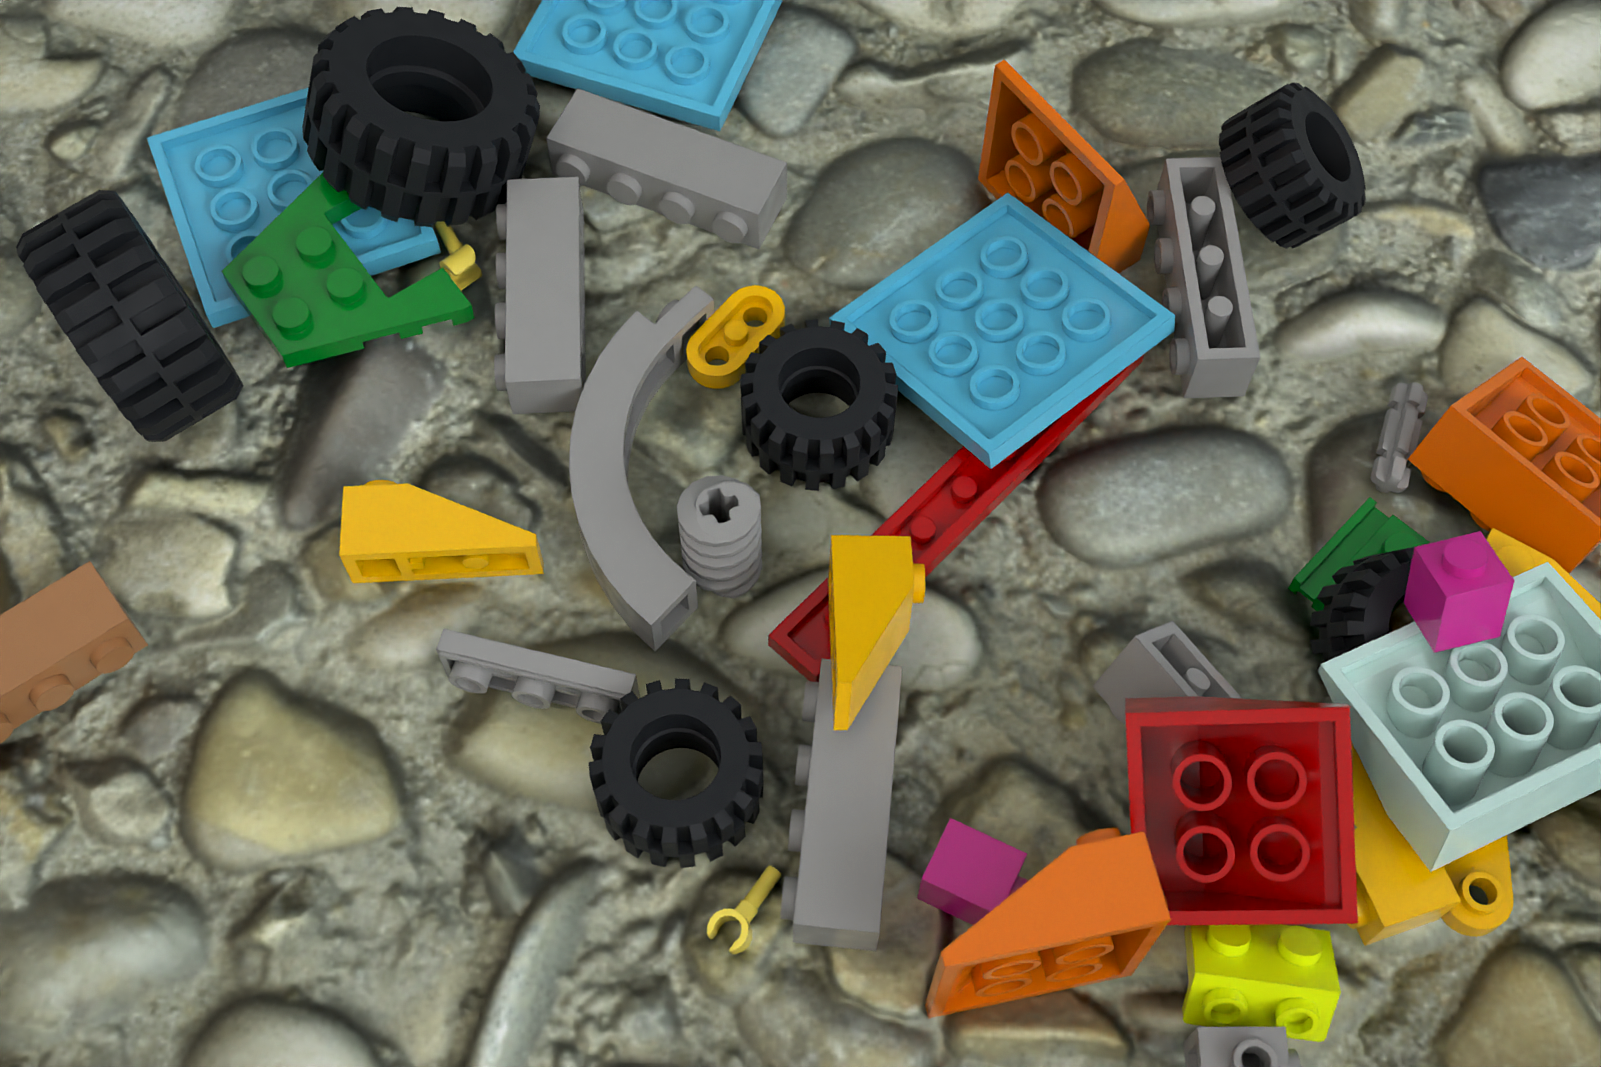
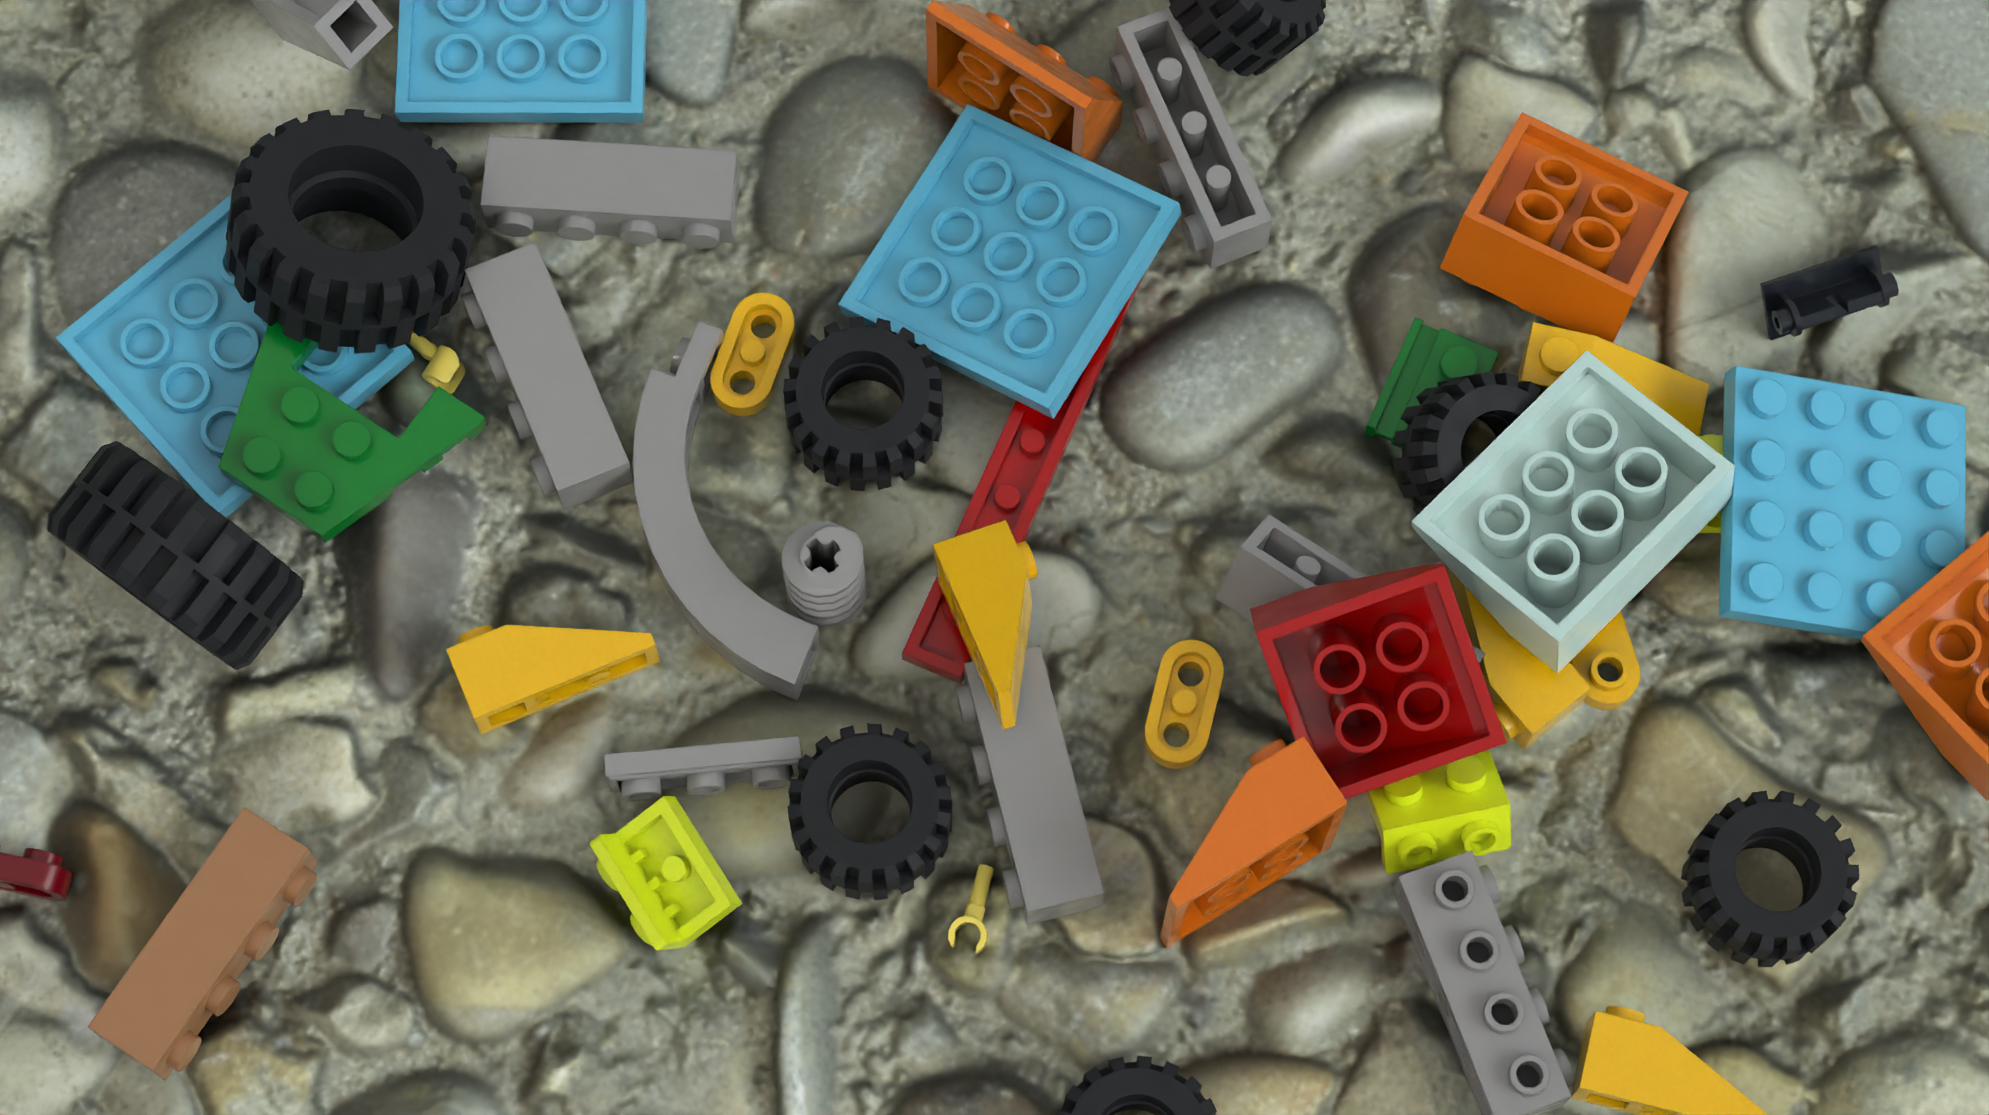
camera: 20 degrees left, 10 degrees up
(455, 767) = (665, 876): none -> neon yellow bracket
(970, 873) = (1166, 812): dark pink brick -> none
(1024, 780) = (1183, 706): none -> yellow plate
(1399, 437) = (1426, 242): light grey axle -> none
(1458, 591) = (1511, 417): dark pink brick -> none

